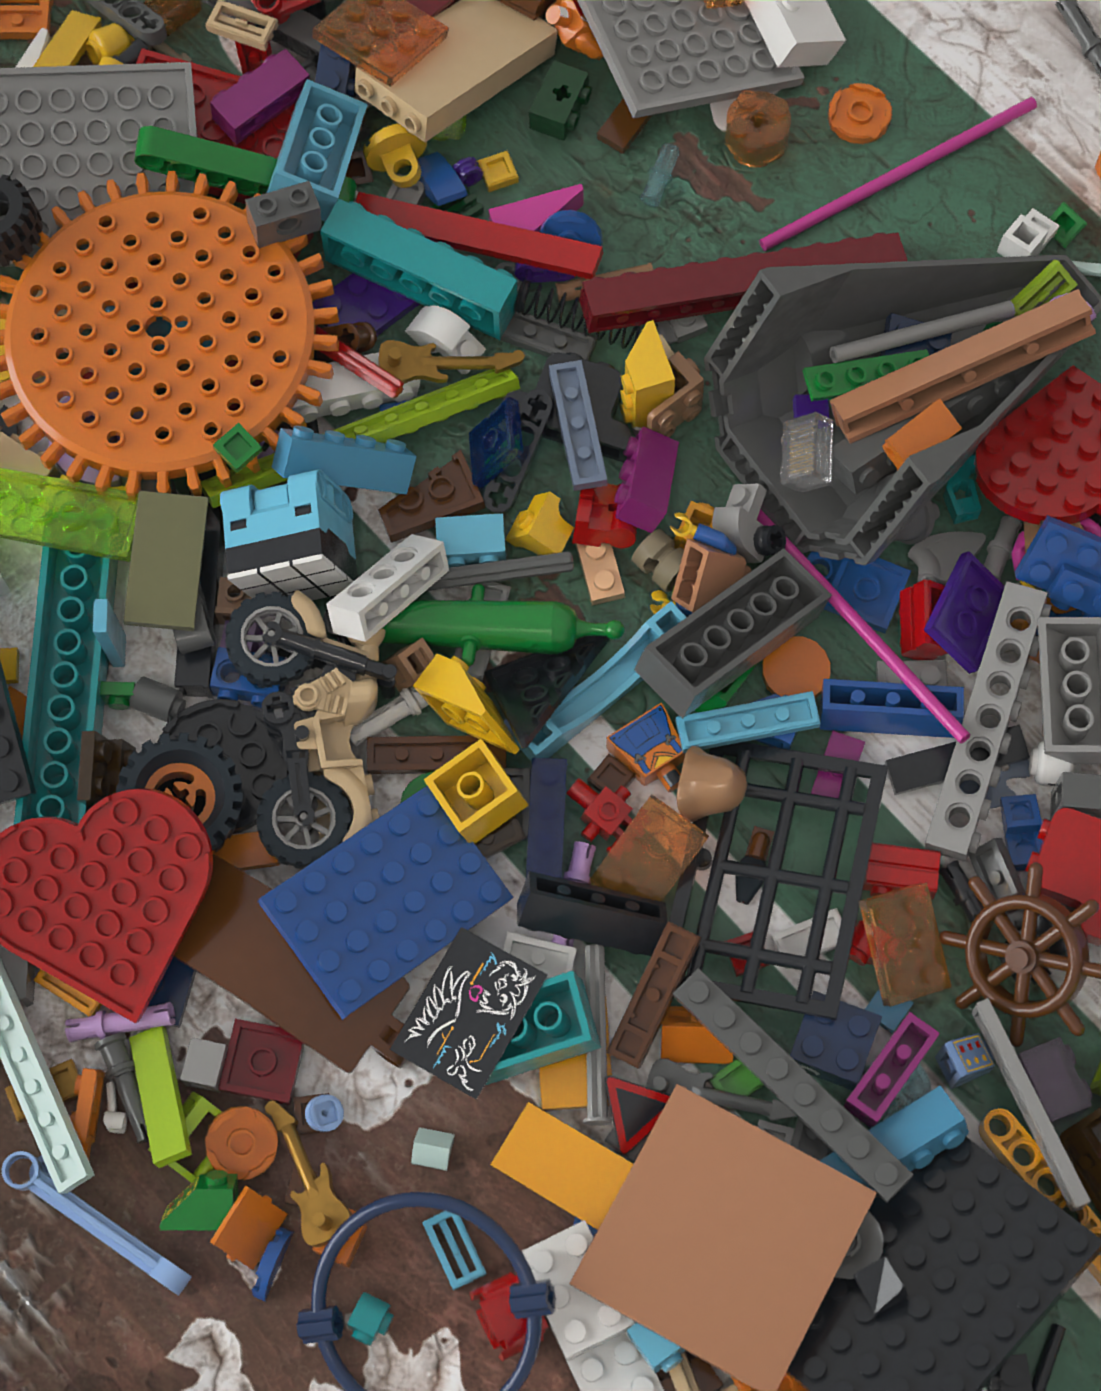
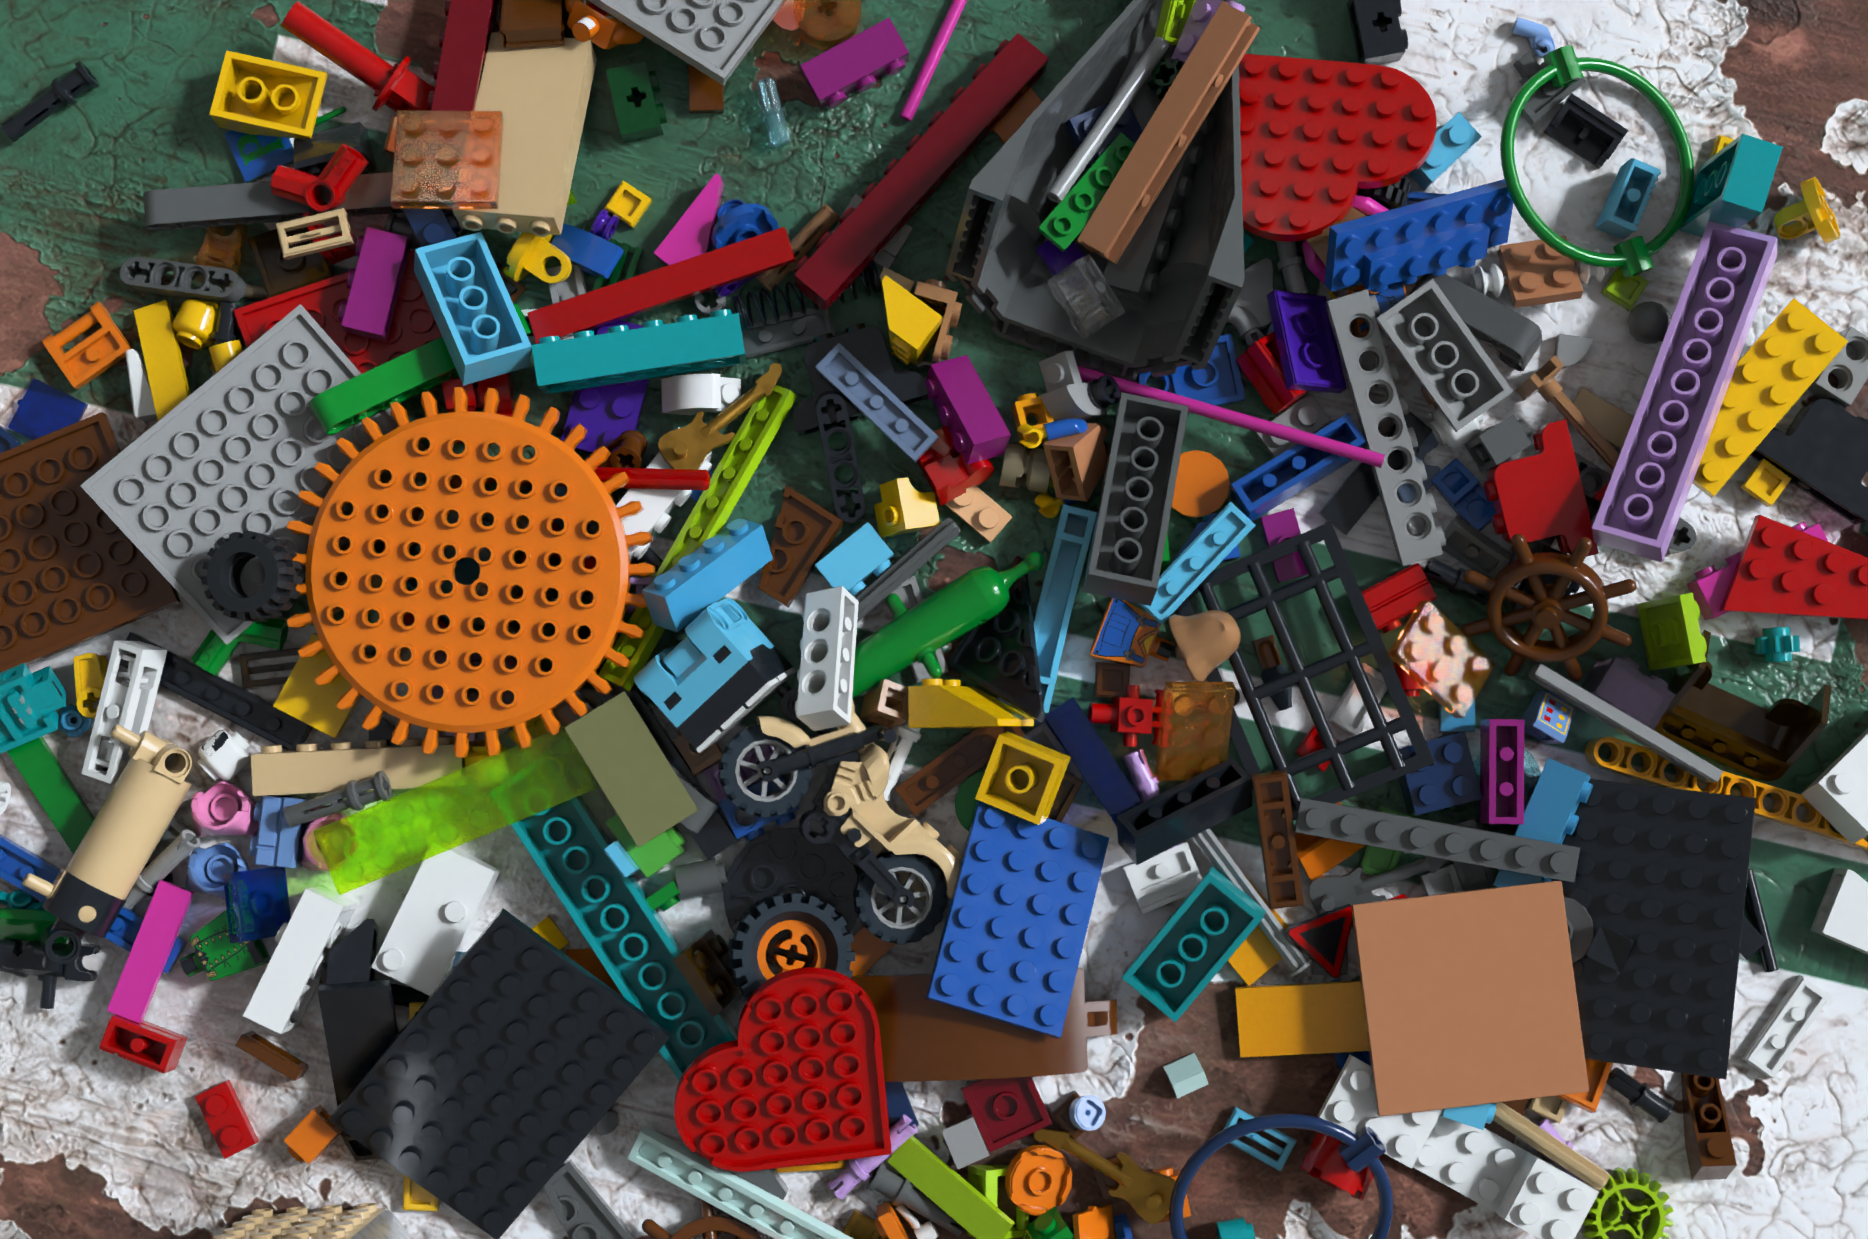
camera: 45 degrees left, 15 degrees up
(136, 648) = (654, 854): none -> bright green brick
(208, 48) = (282, 274): none -> dark brown tile
(237, 447) = (620, 634): green plate -> none
(283, 214) = (499, 396): dark grey brick -> none
(468, 1012) = (1147, 959): black sticker -> none
(495, 442) = (817, 463): clear blue tile -> none
(752, 179) = (855, 64): none -> magenta brick
(923, 431) = (1179, 223): orange hinge -> none

